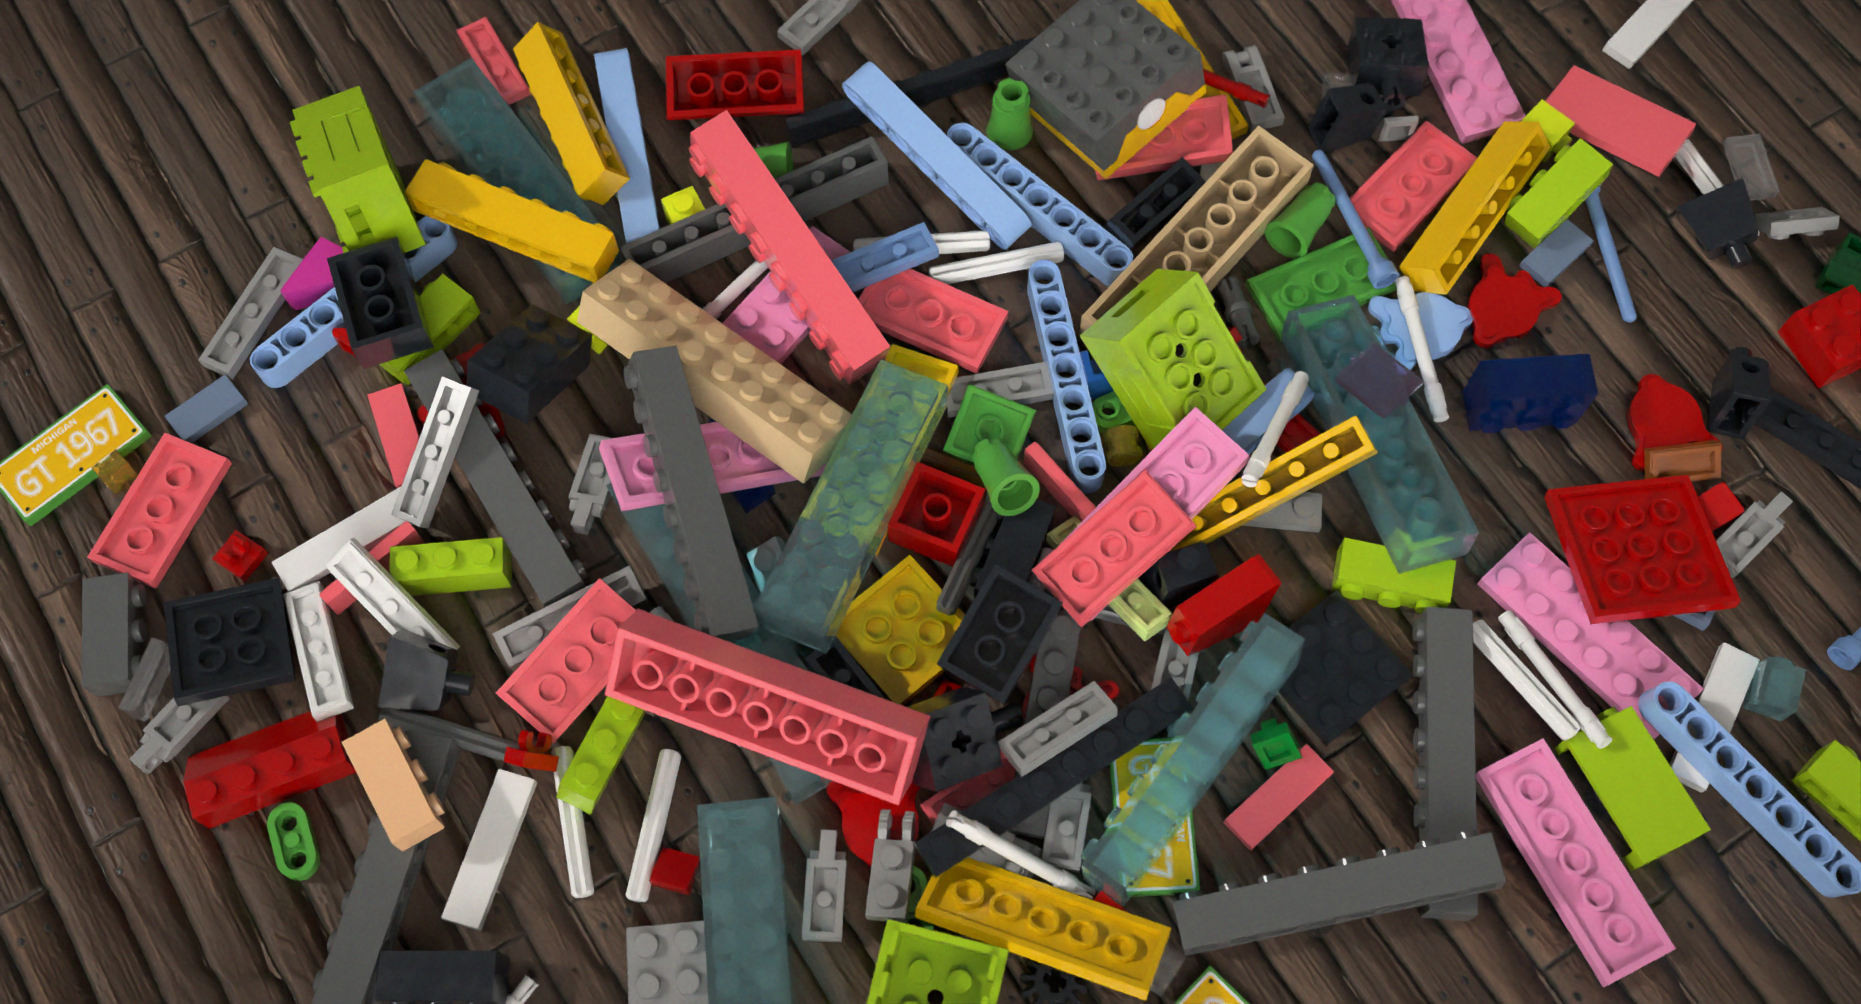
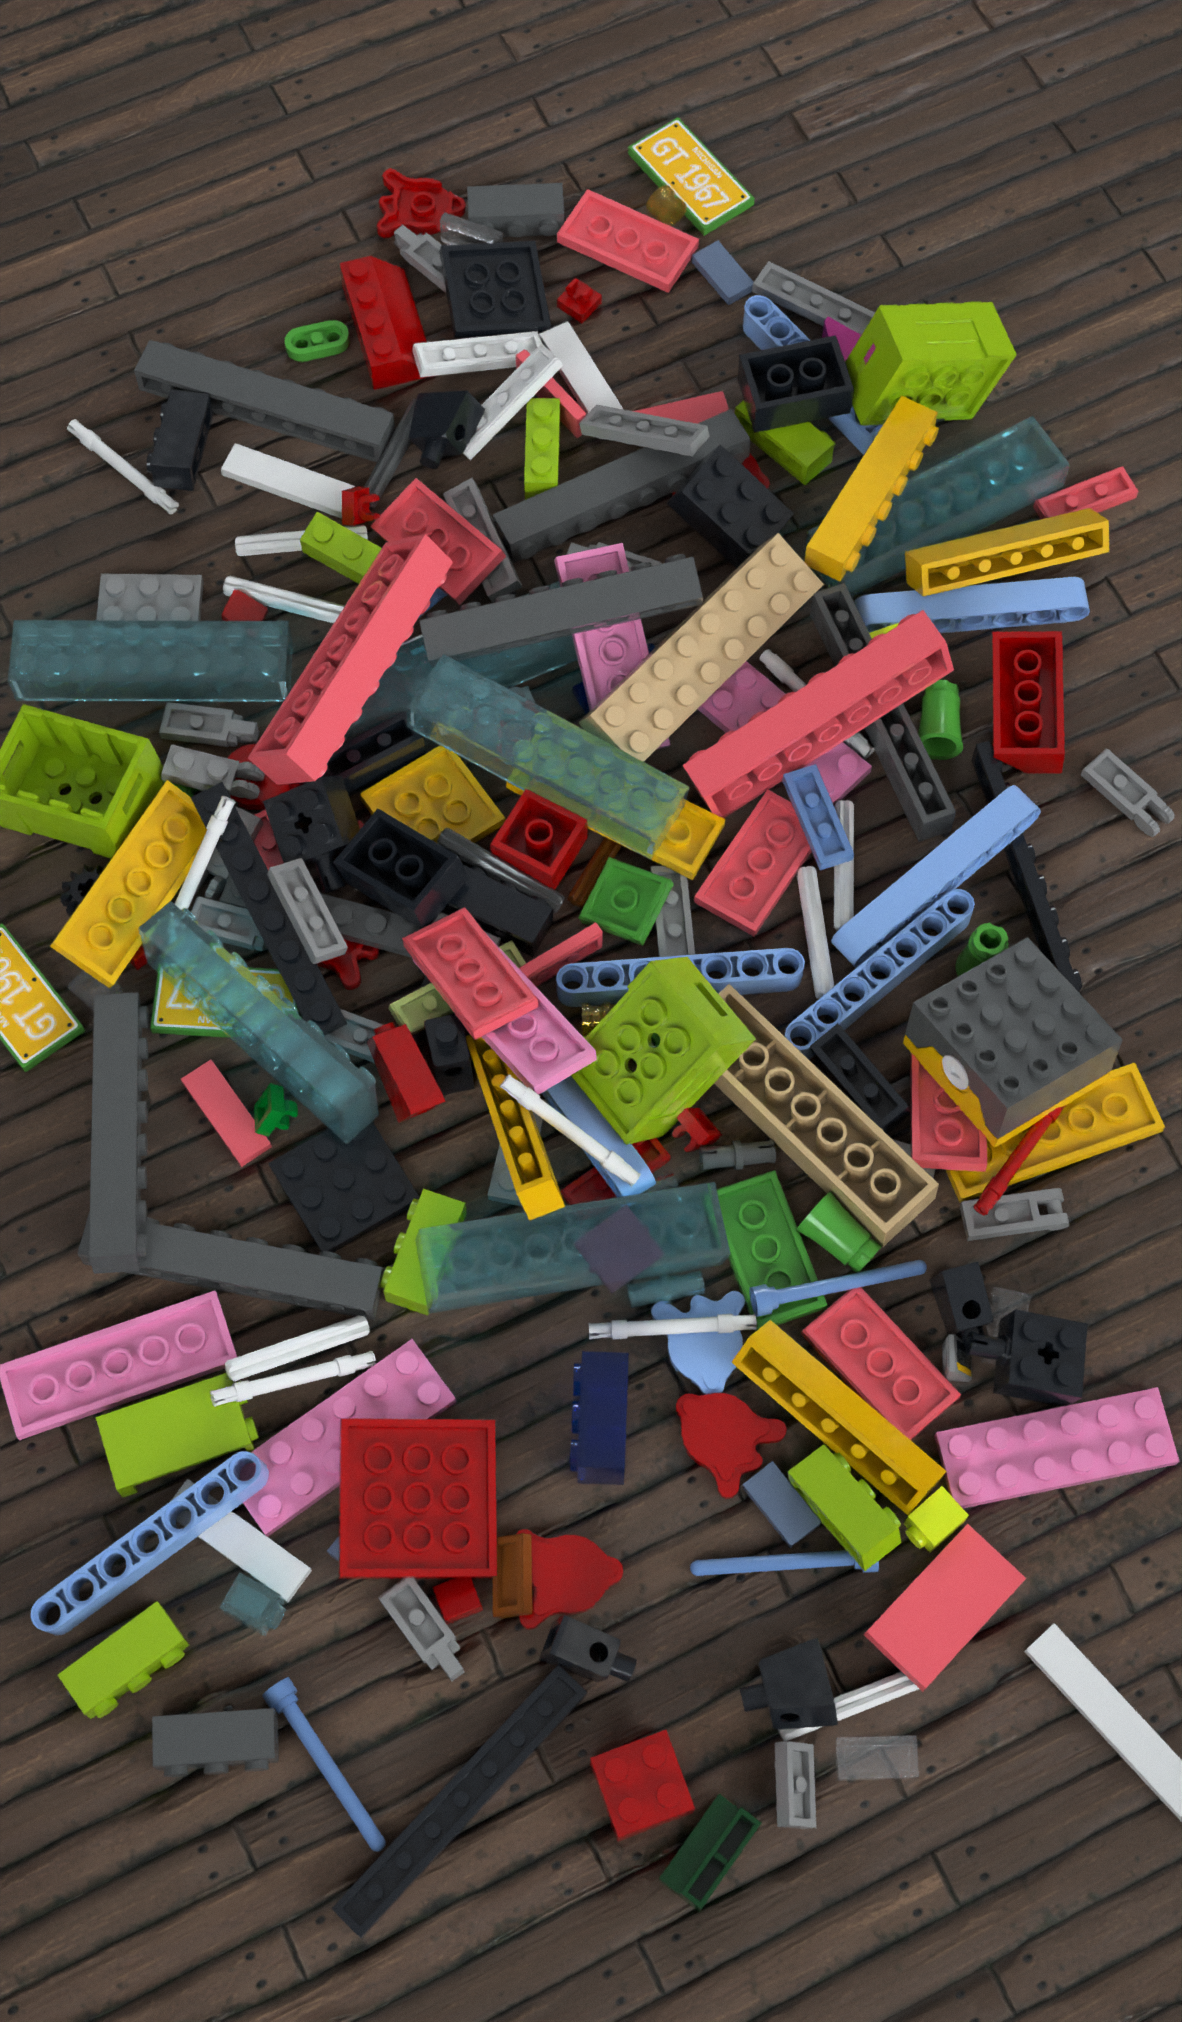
camera: 95 degrees right, 0 degrees up
(94, 754) = (415, 204): none -> red tile
(395, 784) = (340, 396): light nougat brick -> none
(1005, 479) = (562, 892): bright green plant -> none

